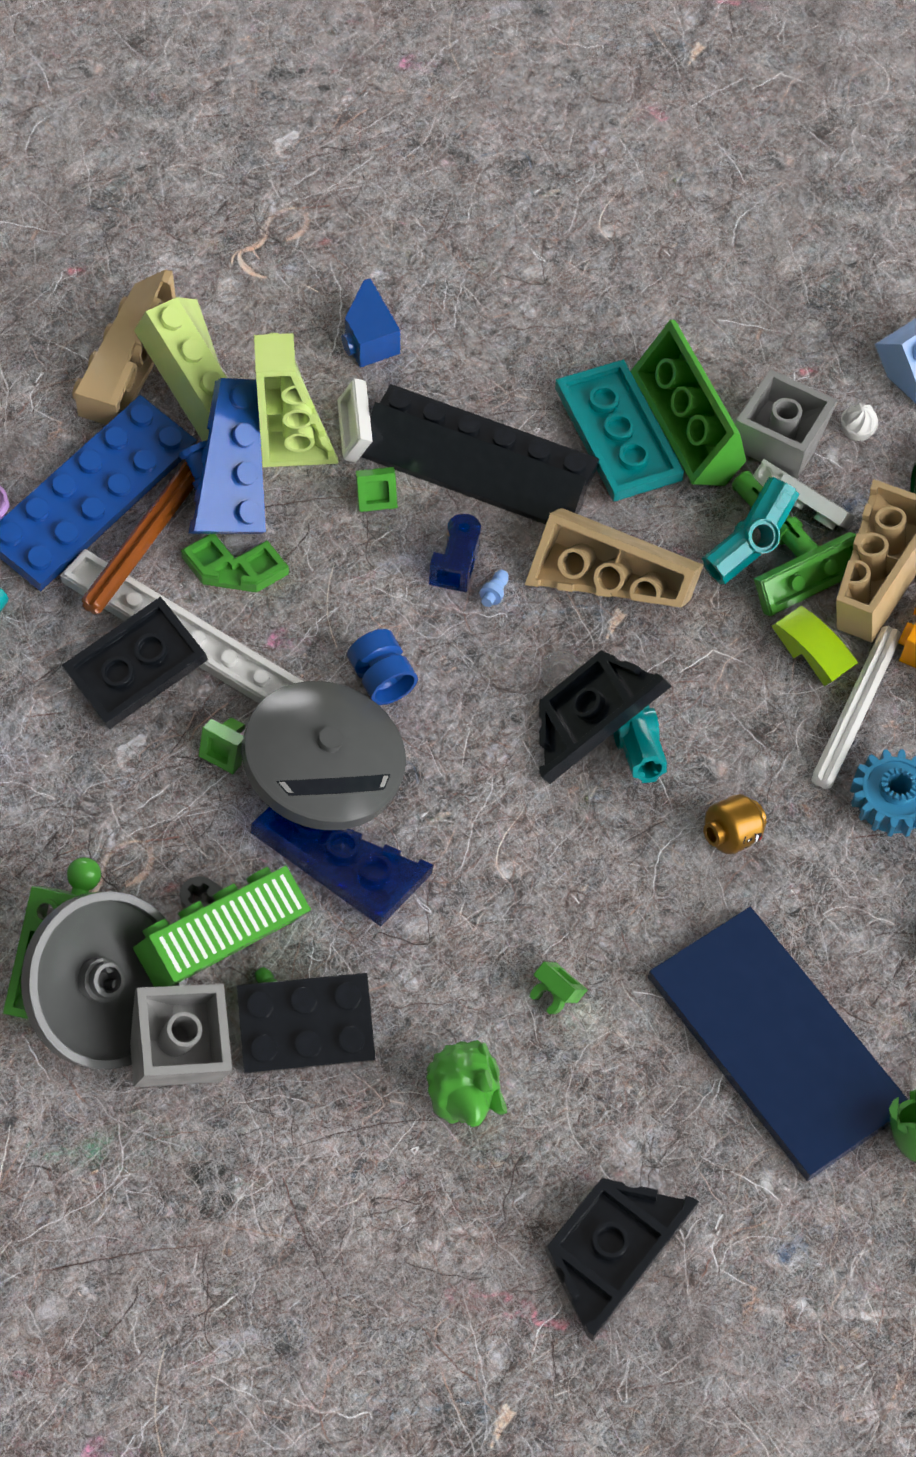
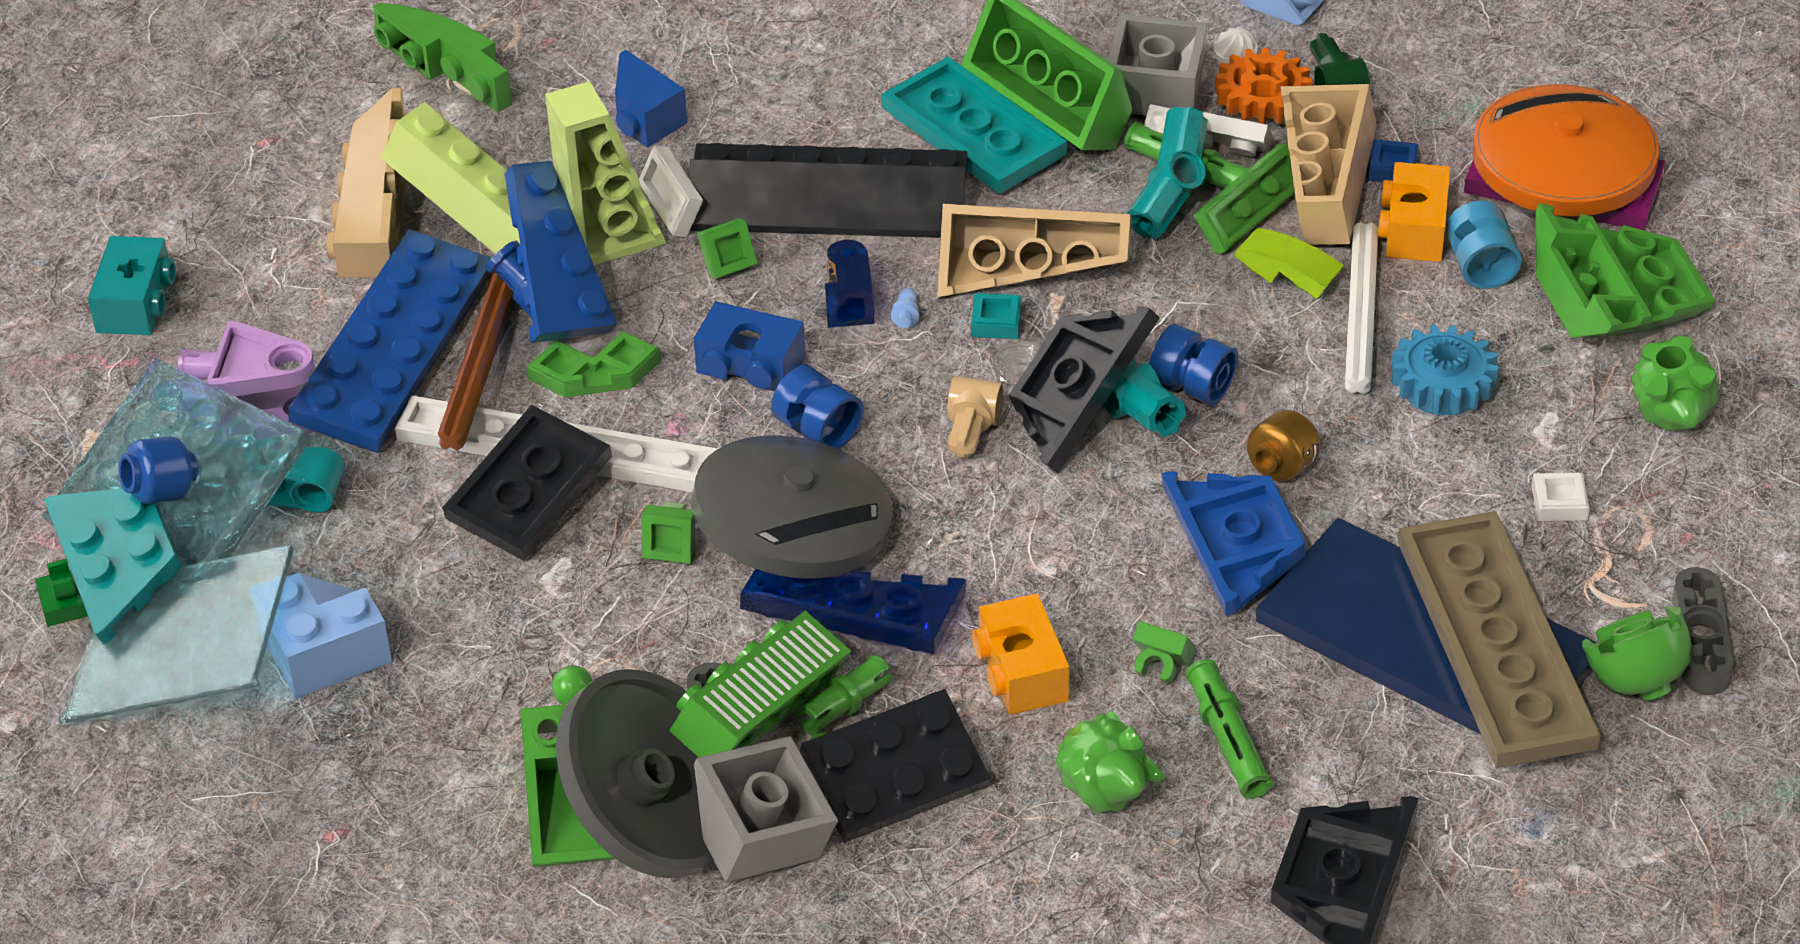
camera: 15 degrees left, 15 degrees down
(236, 228) = (444, 46): none -> bright green slope
(295, 941) = (843, 695): none -> bright green pin
(348, 573) = (761, 360): none -> blue brick
(448, 975) = (1021, 654): none -> light orange brick
(504, 705) = (972, 409): none -> tan axle
(562, 618) = (996, 316): none -> teal tile
(579, 1090) = (1208, 687): none -> bright green pin
(663, 895) = (1236, 532): none -> blue wing
(698, 727) = (1195, 364): none -> blue wheel
(824, 1075) = (1498, 640): none -> dark tan plate
(866, 460) = (1259, 84): none -> orange gear

